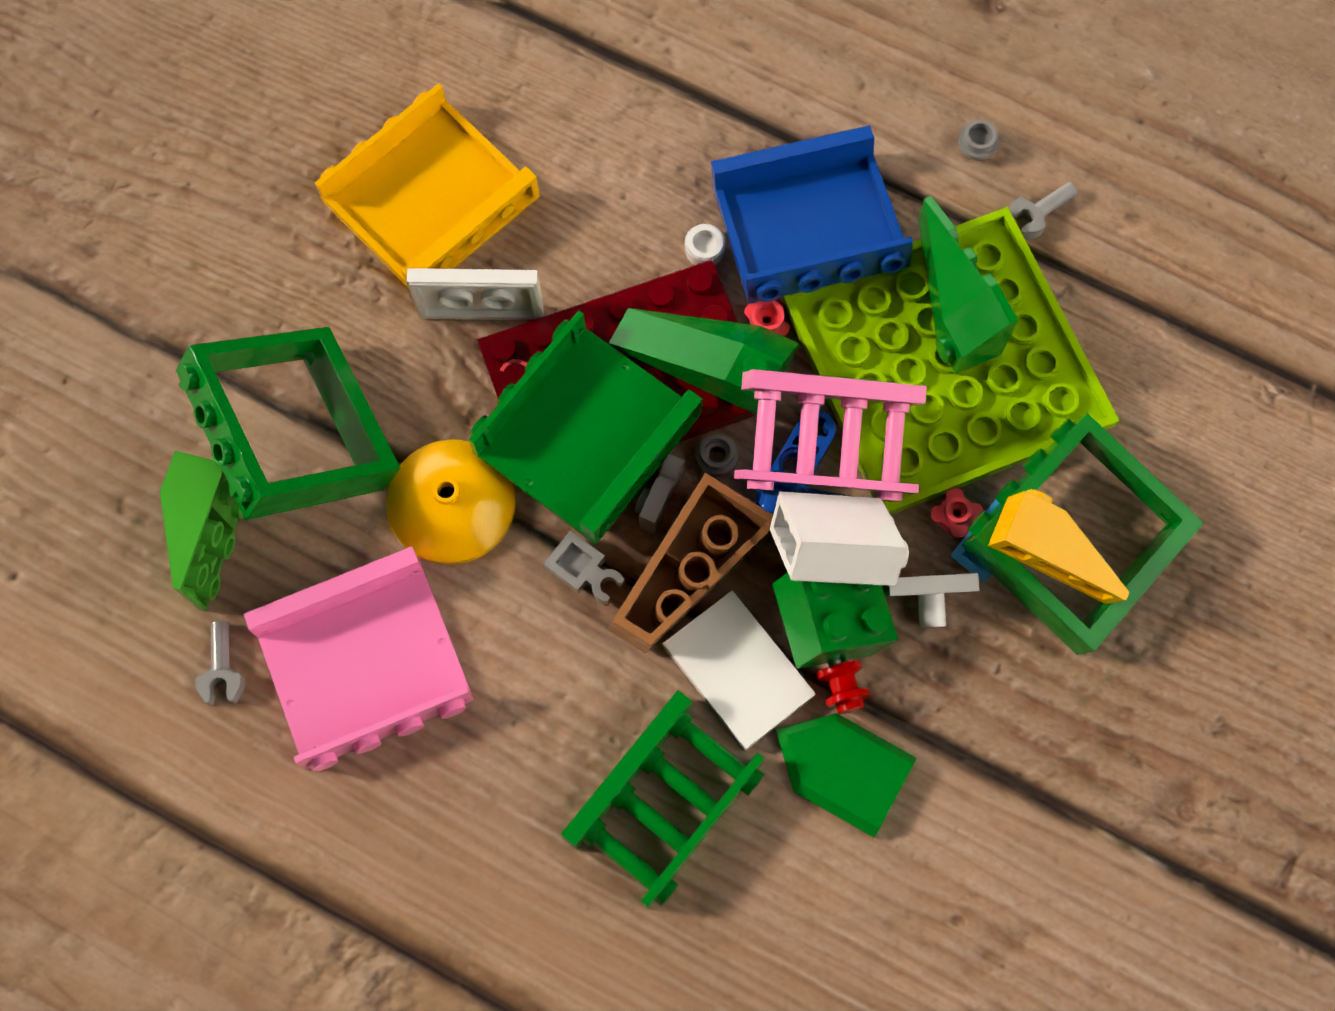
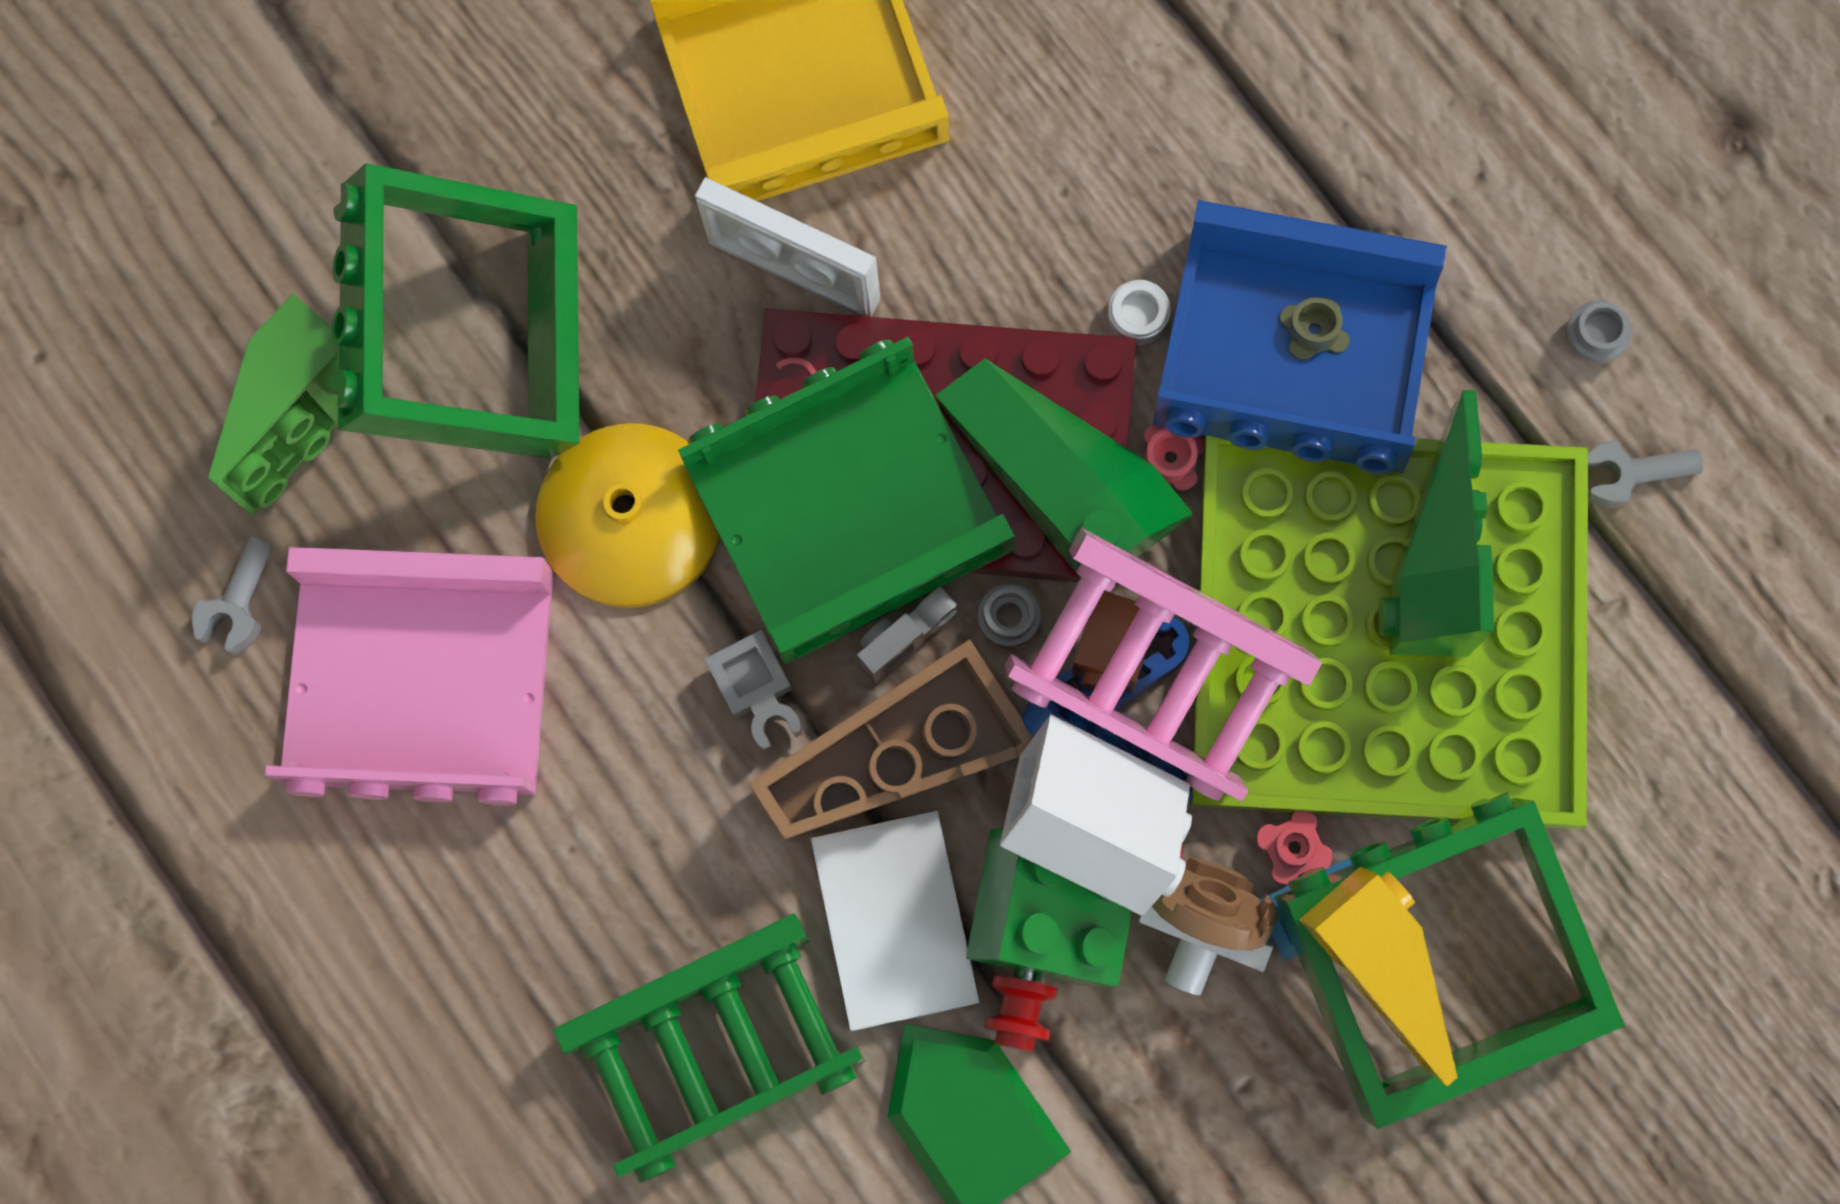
camera: 30 degrees right, 5 degrees up
(787, 438) = (1102, 637): none -> dark orange brick
(815, 197) = (1319, 312): none -> olive plate
(933, 566) = (1218, 907): none -> medium nougat tile

